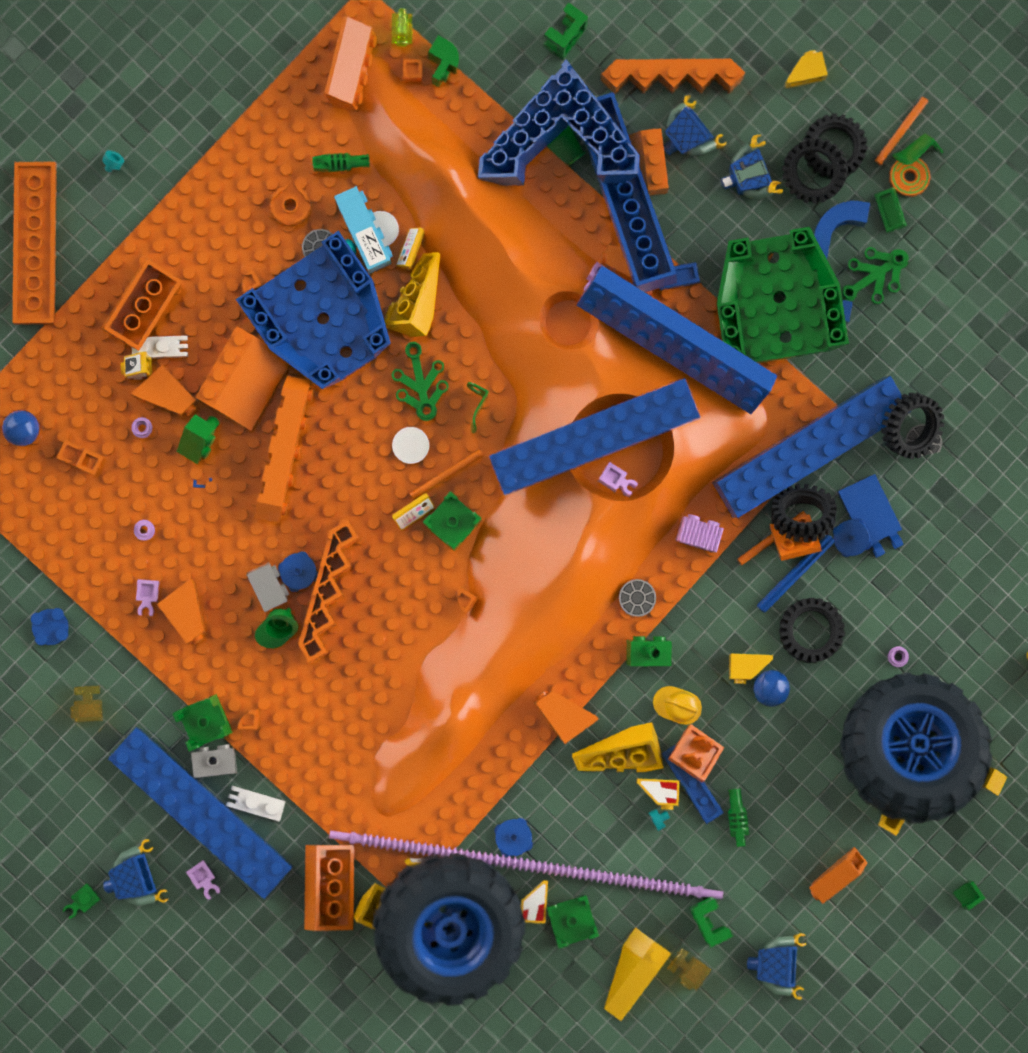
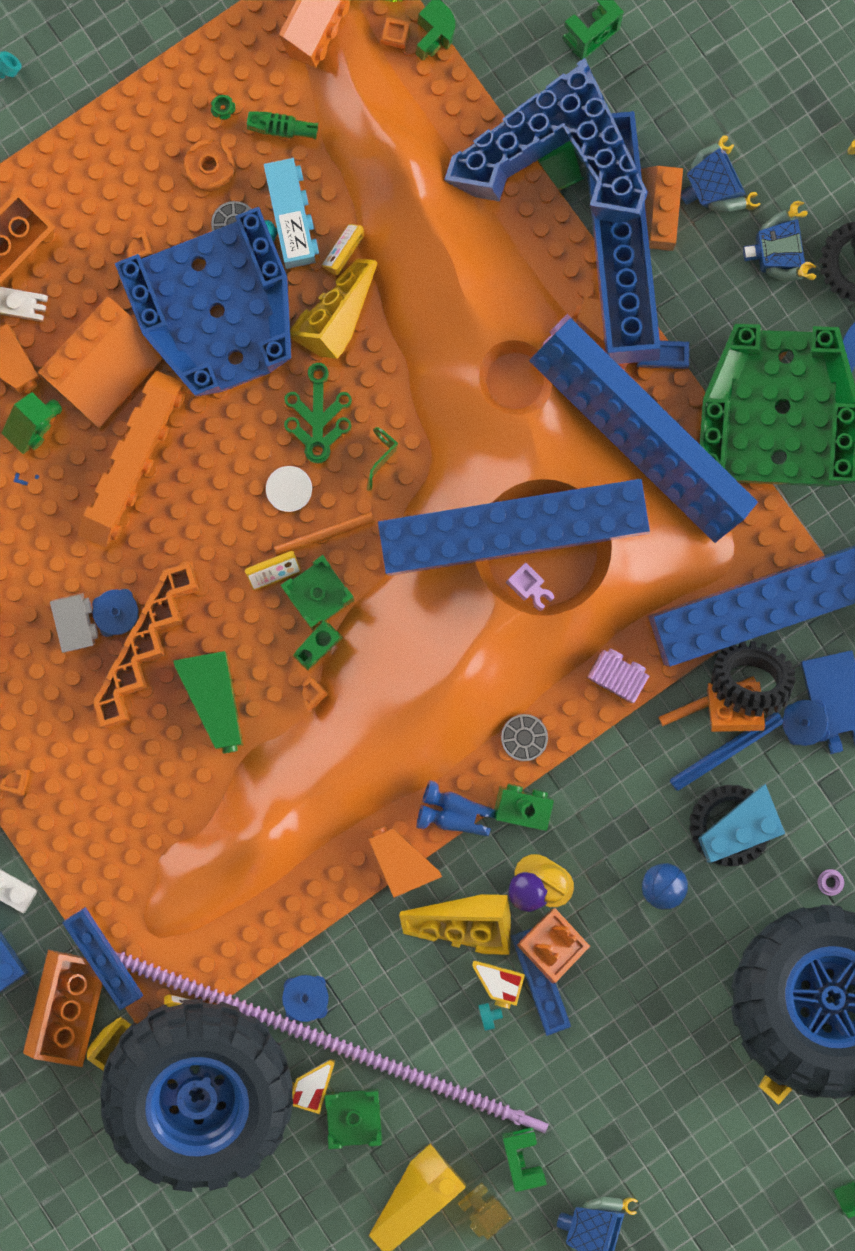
camera: 20 degrees right, 0 degrees up
(276, 628) = (72, 676): green piece -> none
(290, 152) = (219, 101): none -> green plate
(350, 841) = (102, 958): none -> blue tile
(388, 226) = (322, 216): white sticker -> none
(388, 618) = (212, 694): none -> green slope
(461, 562) = (317, 645): none -> green leg
(599, 667) = (457, 812): none -> blue piece
(667, 716) = (527, 892): none -> dark purple hair
(672, 73) = (712, 105): orange brick -> none
(737, 817) = (587, 1036): green hinge -> none
(746, 666) = (640, 852): yellow slope -> none
(822, 628) = (743, 827): none -> dark azure wedge
(838, 875) = (695, 1137): orange slope -> none

